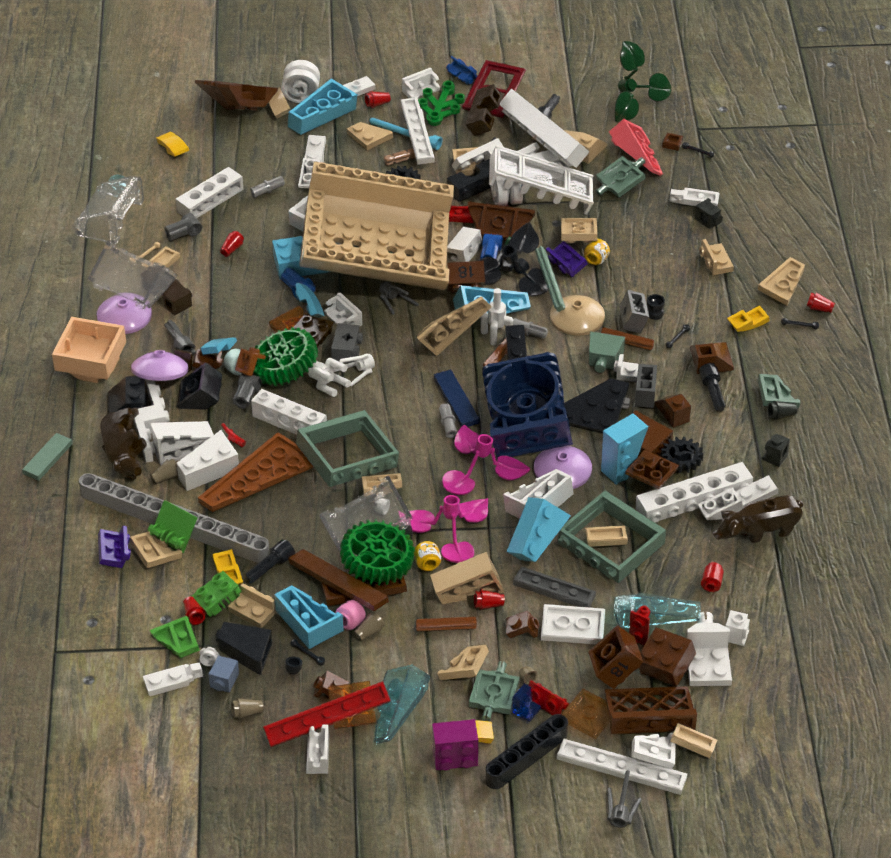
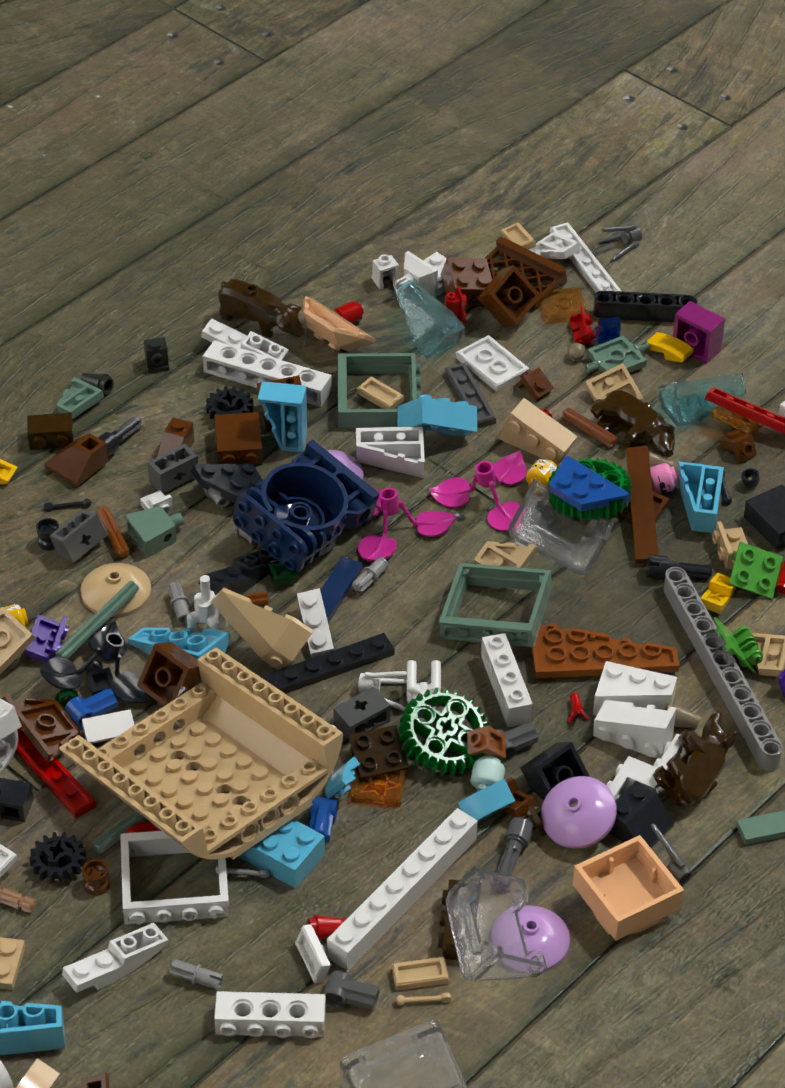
camera: 135 degrees left, 0 degrees up
(78, 390) = (676, 867): none -> dark grey plant
(213, 282) = (401, 890): none -> white brick
(219, 227) = (313, 954): none -> white plate
(372, 531) = (584, 487): none -> blue wing
(402, 360) = (331, 664): none -> black plate
(413, 643) = (636, 420): none -> dark brown animal
(437, 368) = (315, 618): none -> white plate
(700, 544) = (333, 327): none -> light nougat wedge
(753, 359) = (50, 430): none -> dark brown brick

